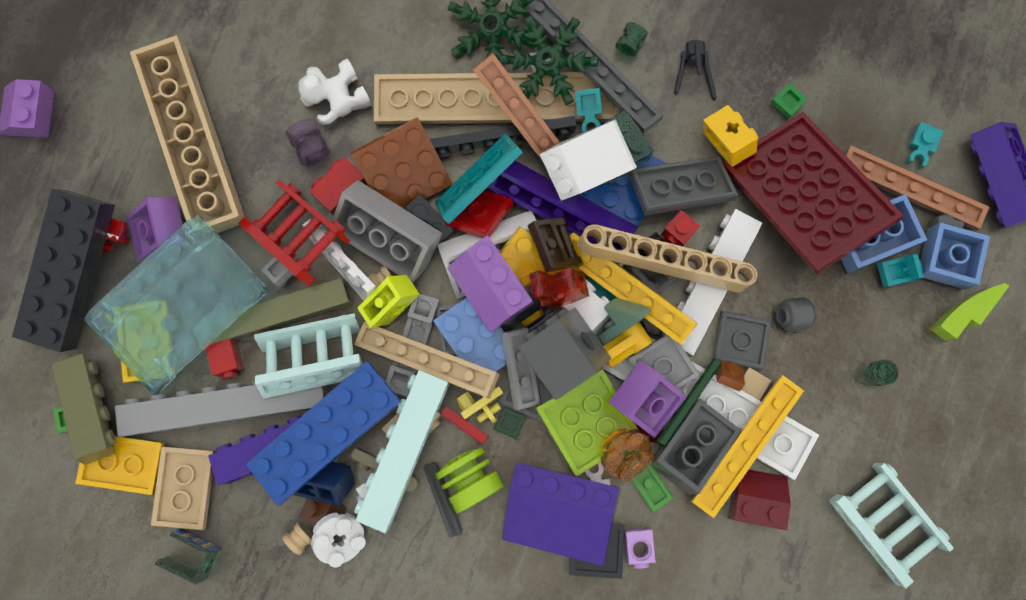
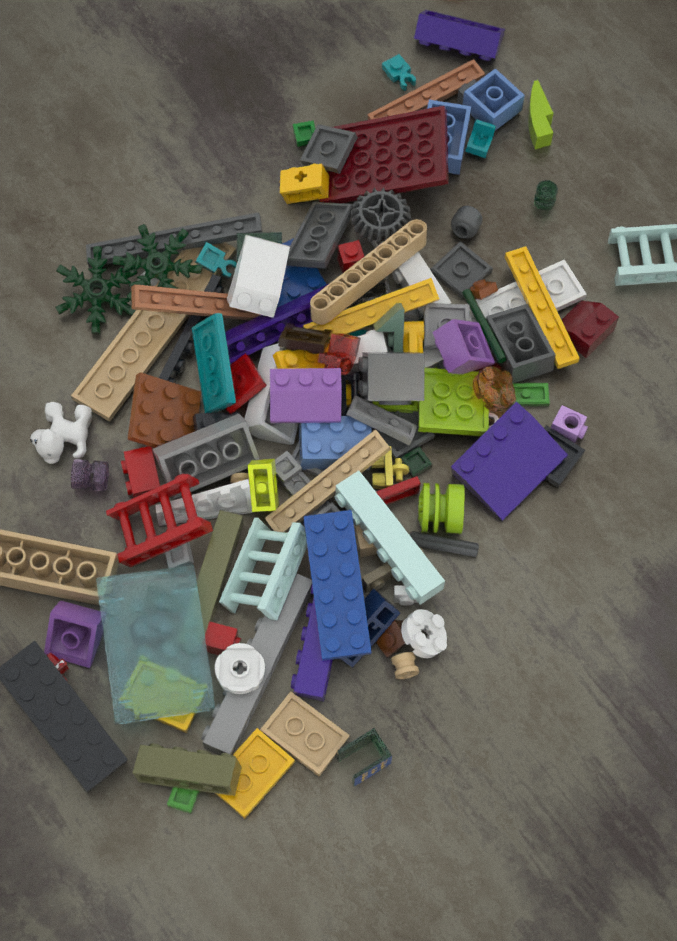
camera: 60 degrees left, 15 degrees down
(210, 399) = (249, 679): none -> white plate
(631, 39) = (179, 203): clear green wheel -> none
(695, 55) = (225, 171): black plant -> none
(735, 221) = (367, 212): none -> dark grey gear
(755, 383) = (500, 277): tan tile -> none
(783, 133) = (329, 147): none -> dark grey plate

